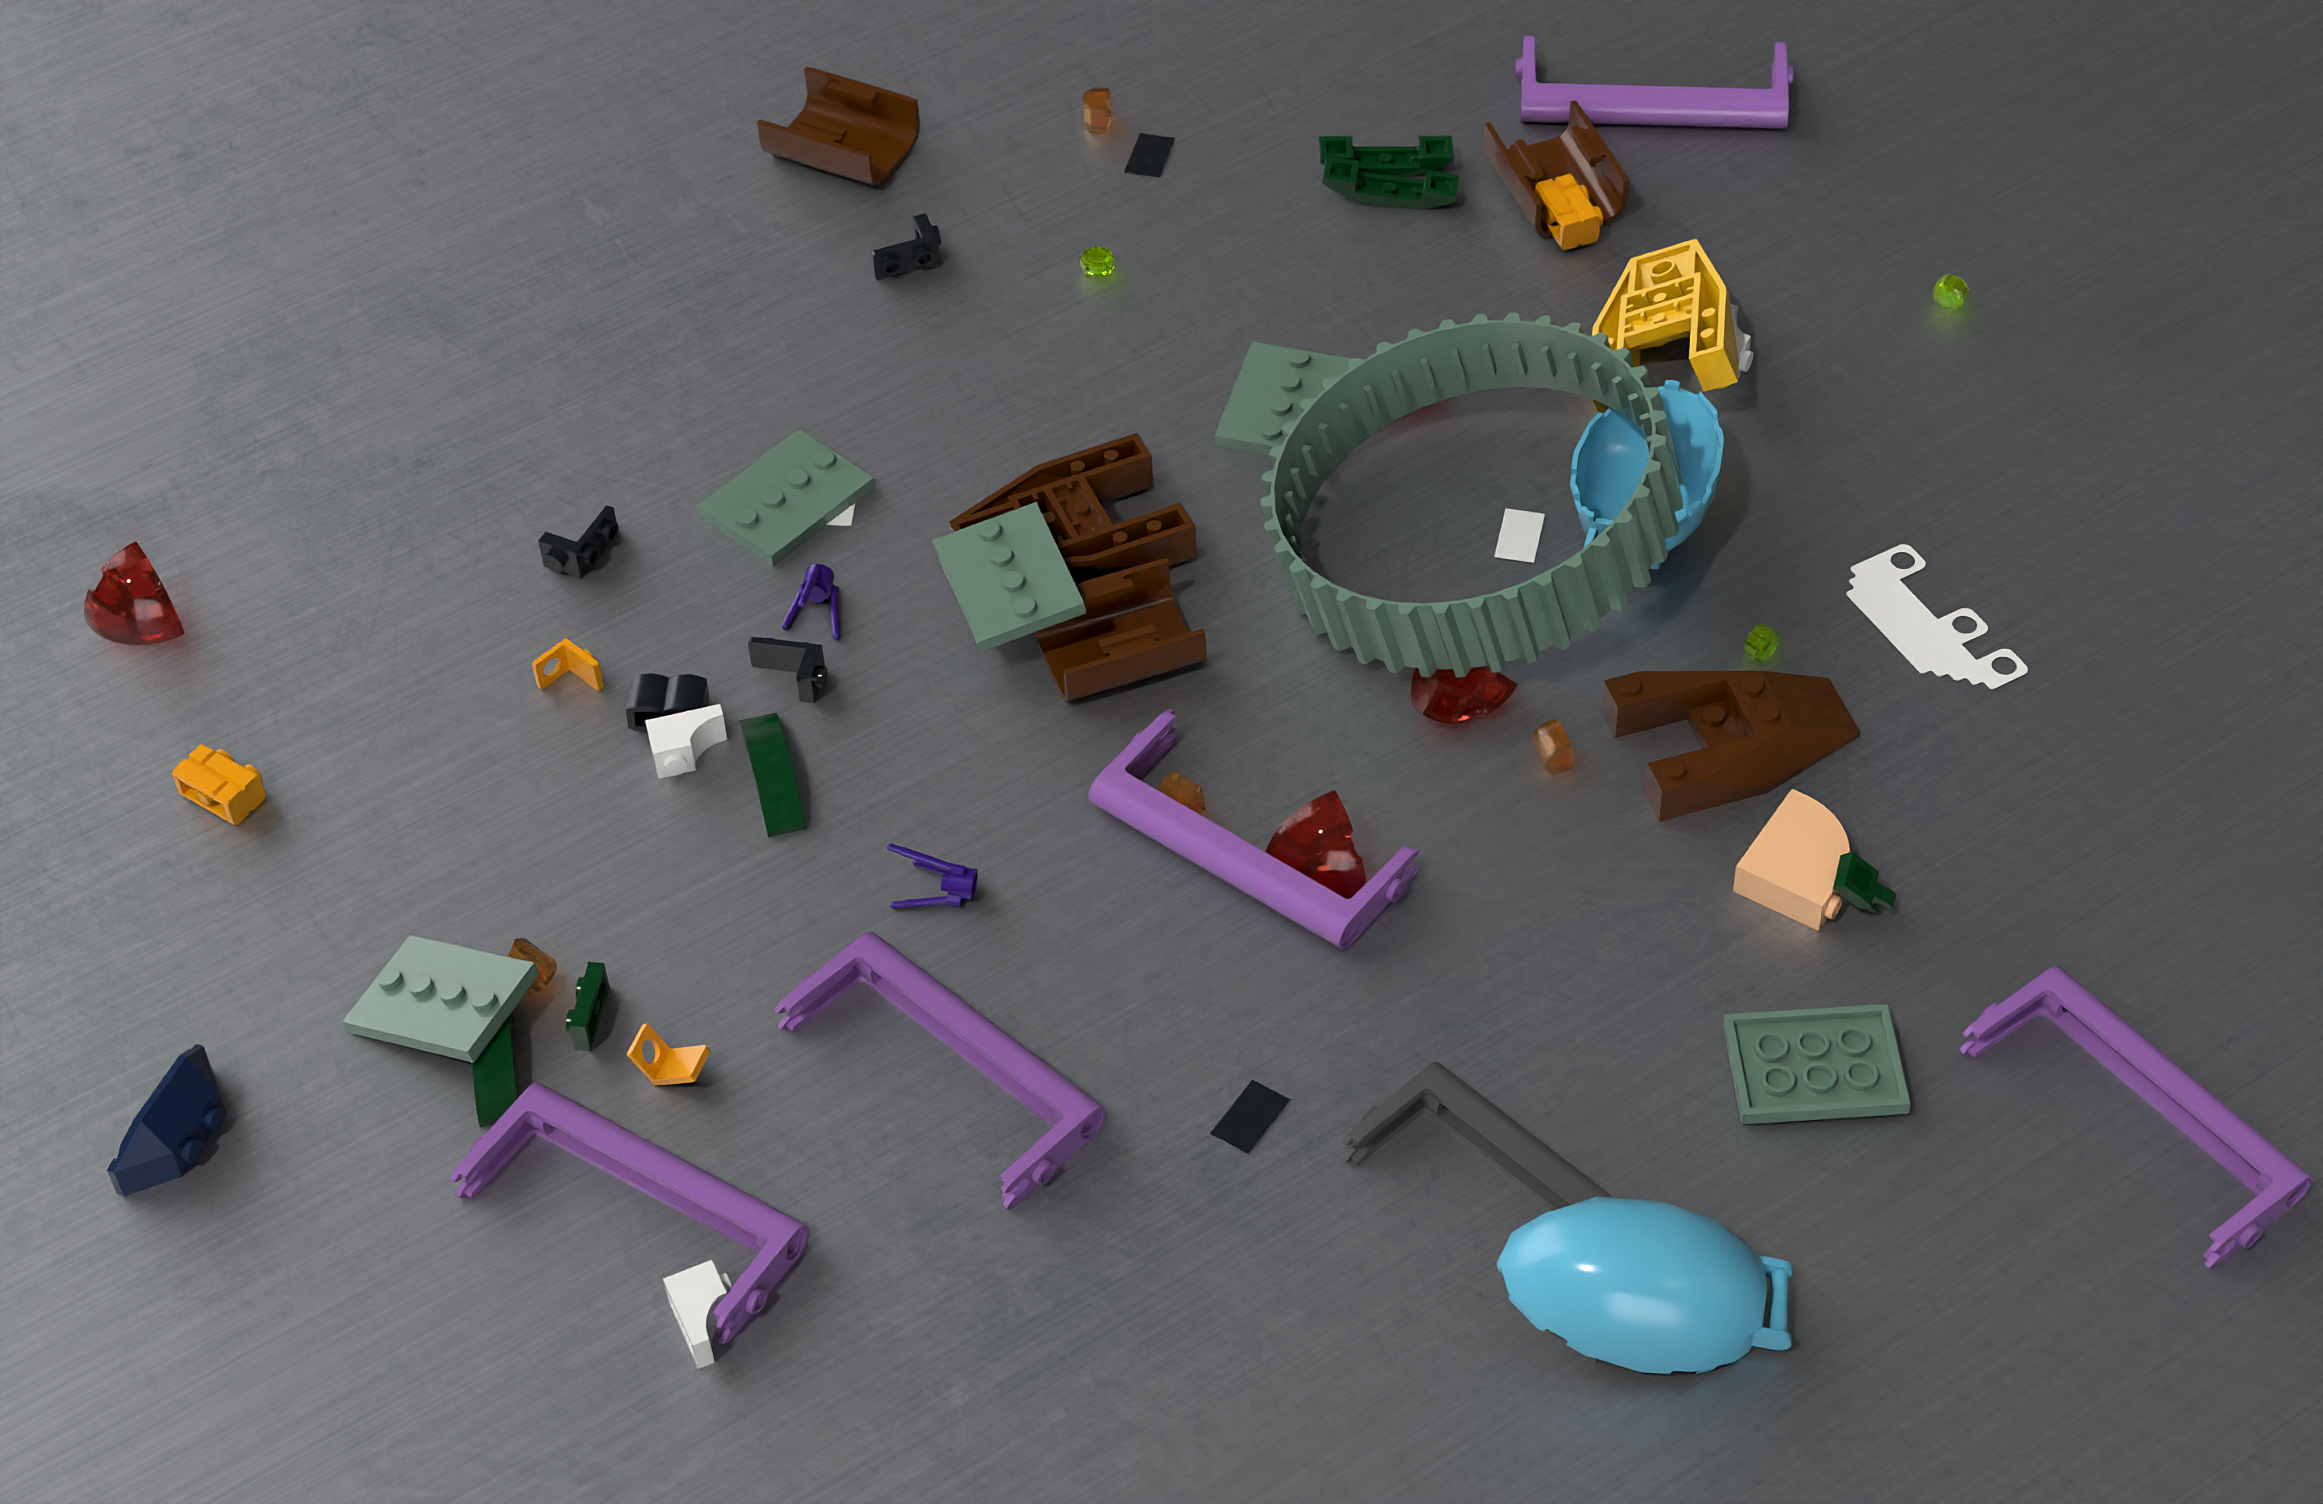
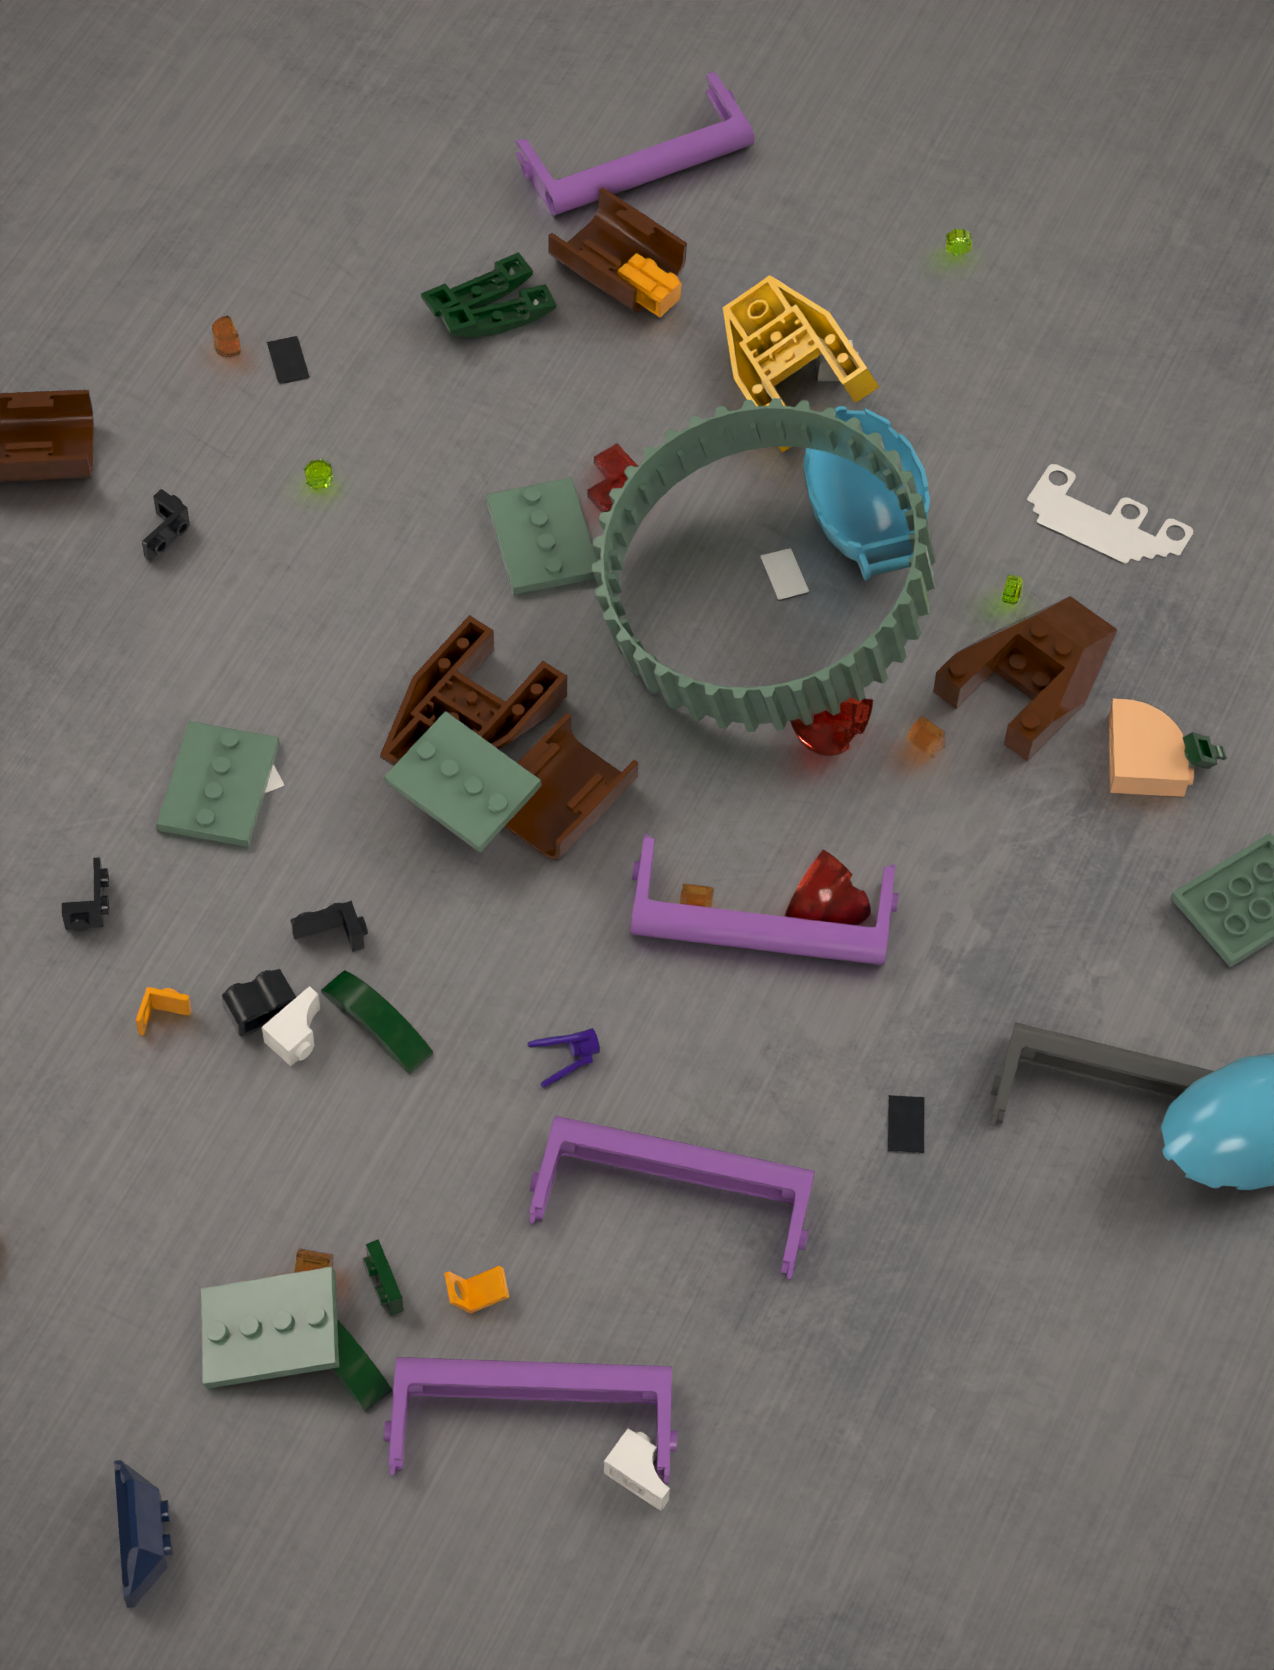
camera: 35 degrees left, 10 degrees up
(815, 588) = (303, 852): dark purple plant -> none

